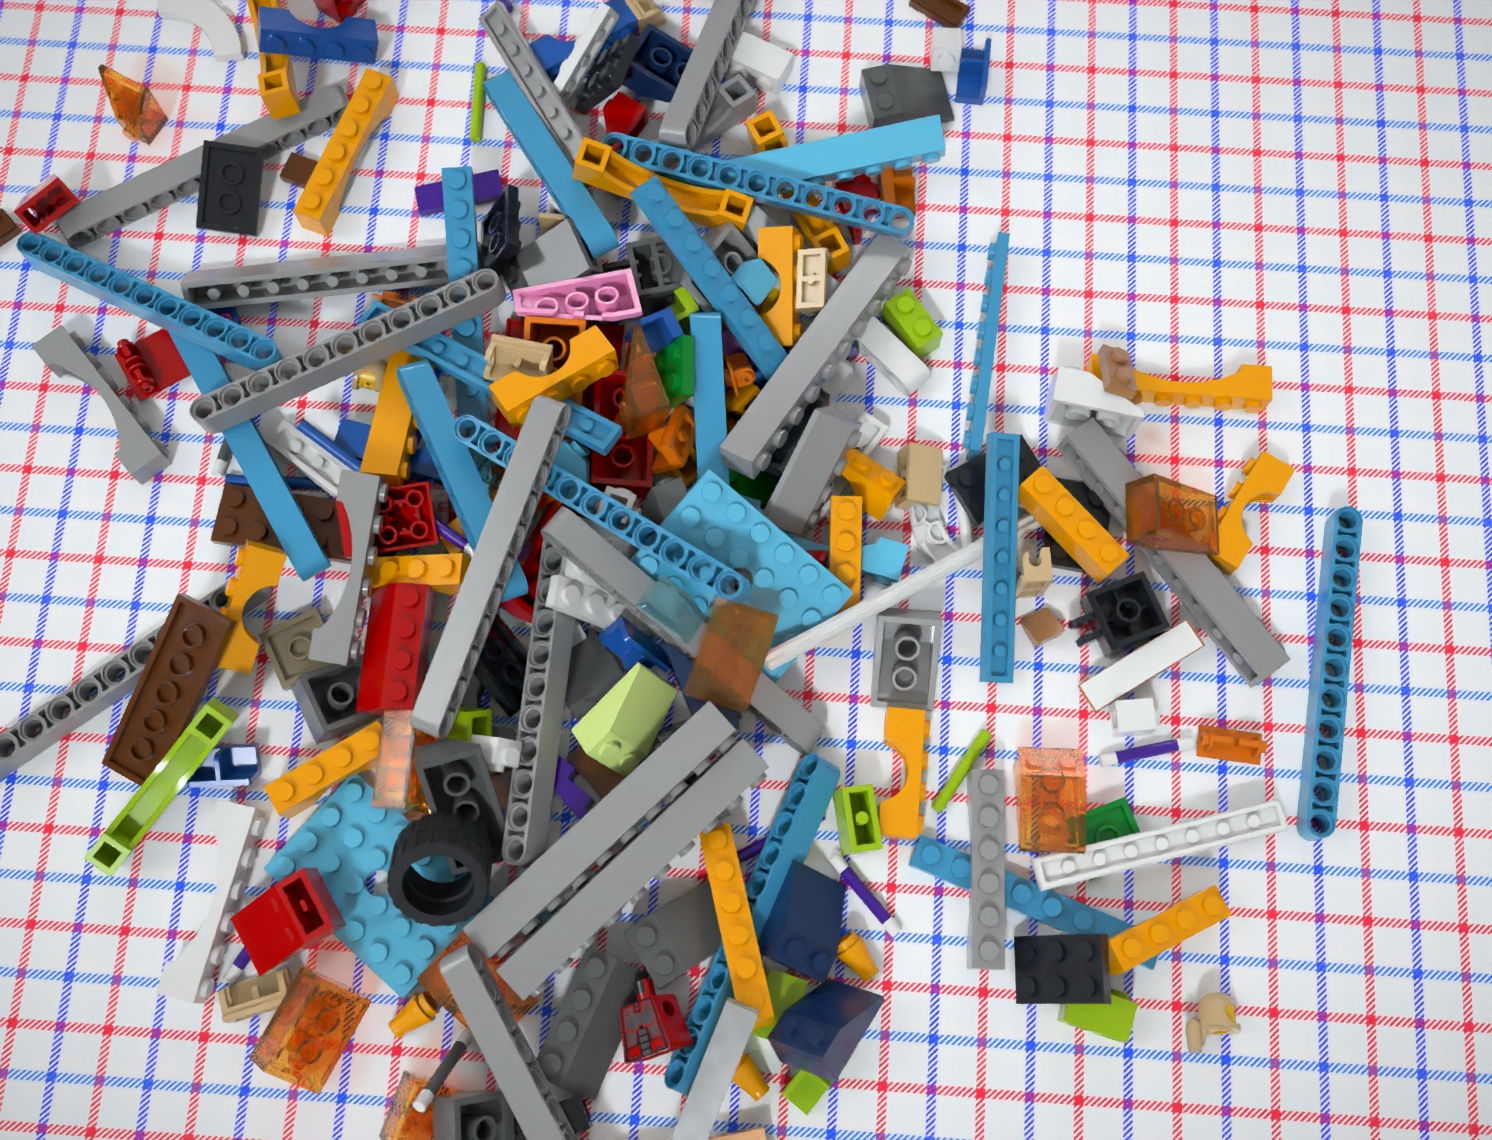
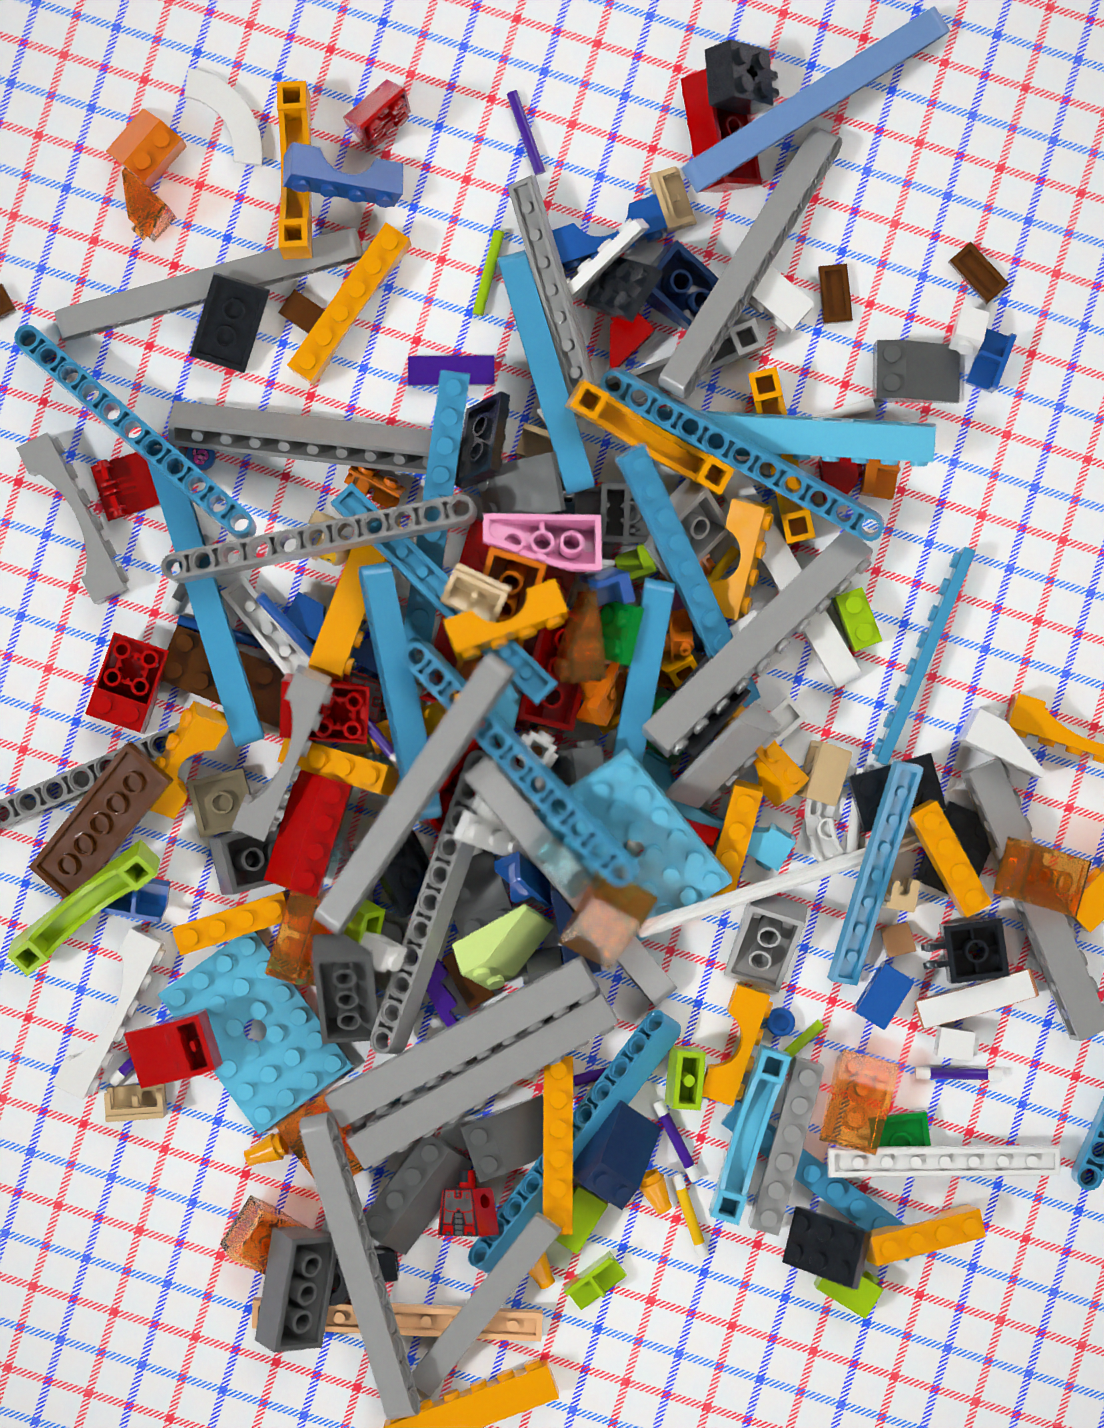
camera: 20 degrees right, 15 degrees up
(47, 202) = (49, 300): red torso -> none
(134, 56) = (147, 147): none -> orange slope
(180, 549) = (128, 683): none -> red slope
(310, 1030) = (178, 1146): clear orange brick -> none
(434, 901) = (310, 1066): black tyre -> none
(443, 1071) = (285, 1206): dark grey bar -> none
(754, 279) = (714, 551): medium azure panel -> none
(811, 51) = (835, 294): none -> reddish brown tile
(812, 280) = (771, 564): tan hinge -> none
(824, 1028) = (614, 1248): dark blue slope -> none
(901, 976) = (690, 1216): none -> yellow bar
(941, 857) = (740, 1159): none -> medium azure arch
(943, 741) = (780, 1022): none -> blue tile
(1044, 684) = (883, 995): none -> blue panel
(1117, 371) = (1033, 725): medium nougat plate -> none
(1215, 1017) = (947, 1313): tan piece -> none
(1230, 745) = (1034, 1086): orange hinge -> none

